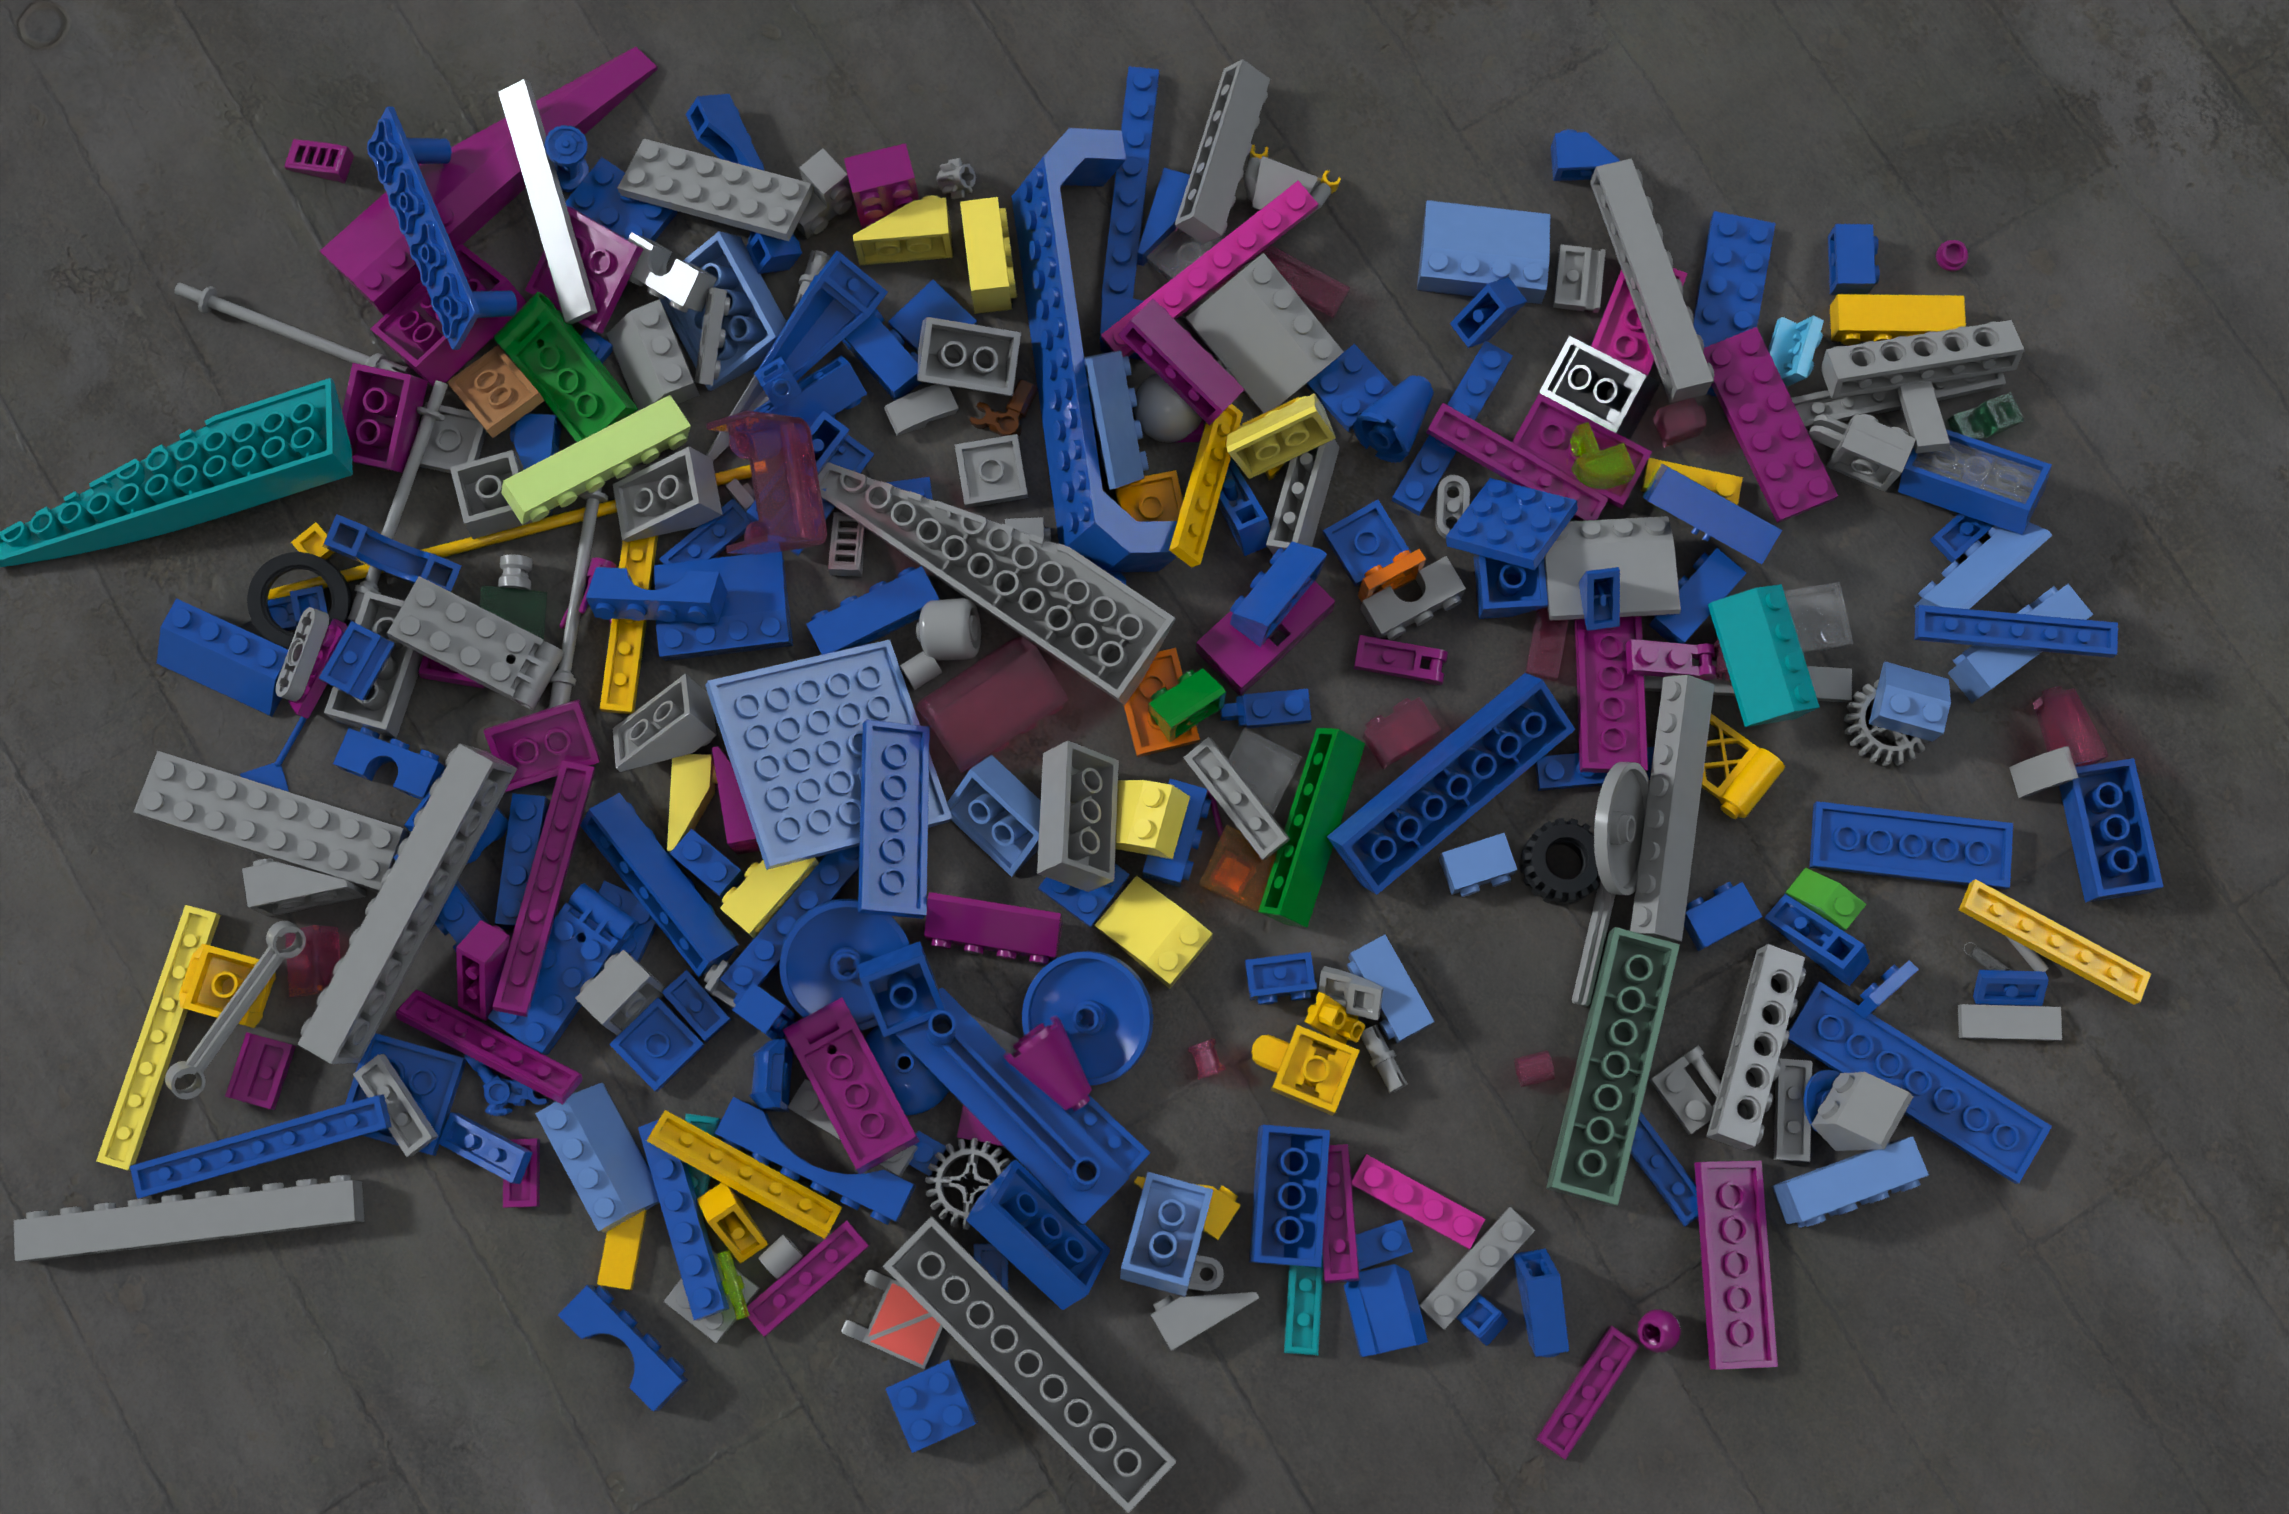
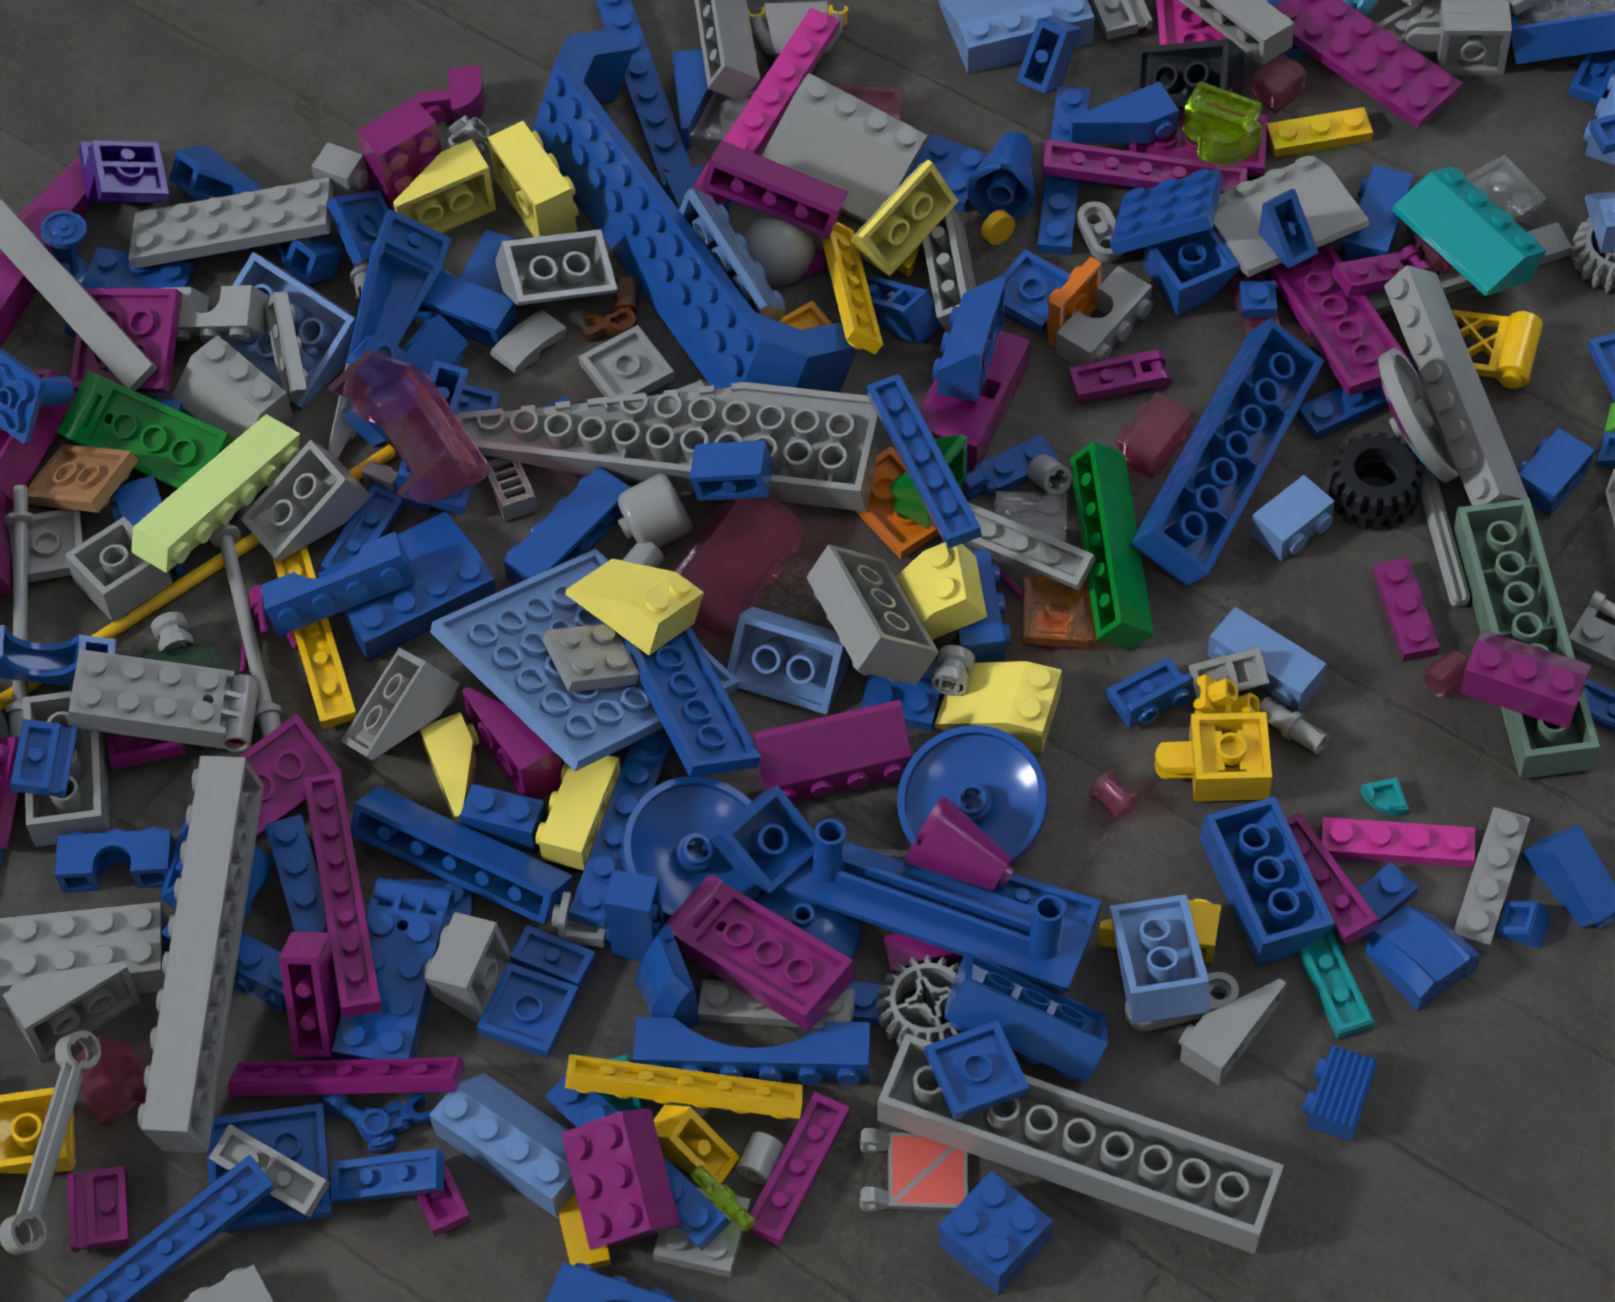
camera: 20 degrees left, 20 degrees down
(646, 96) = (123, 171): none -> dark purple bracket
(655, 1241) = (620, 1178): none -> magenta brick
(821, 235) = (358, 222): none -> blue plate
(829, 760) = (590, 657): none -> light grey plate
(888, 722) = (639, 602): none -> light yellow slope
(968, 137) = (462, 98): none -> magenta brick
(968, 1279) = (976, 1070): none -> blue plate
(1018, 634) = (731, 470): none -> blue brick
(1125, 892) = (953, 668): none -> light grey wheel
(1175, 704) = (924, 461): none -> blue plate
(1259, 1407) = (1341, 1092): none -> blue brick
(1294, 734) = (1049, 474): none -> light grey gear
(1366, 465) = (998, 227): none -> yellow tile
(1429, 1155) = (1386, 797): none -> teal tile
(1531, 411) = (1129, 119): none -> blue slope
(1531, 988) = (1405, 609): none -> magenta plate
(1551, 639) = (1258, 299): none -> blue plate
(1588, 1117) = (1525, 678): none -> magenta slope
(1609, 441) = (1223, 107): none -> clear neon green tile
(1711, 514) = (1353, 134): blue brick -> none

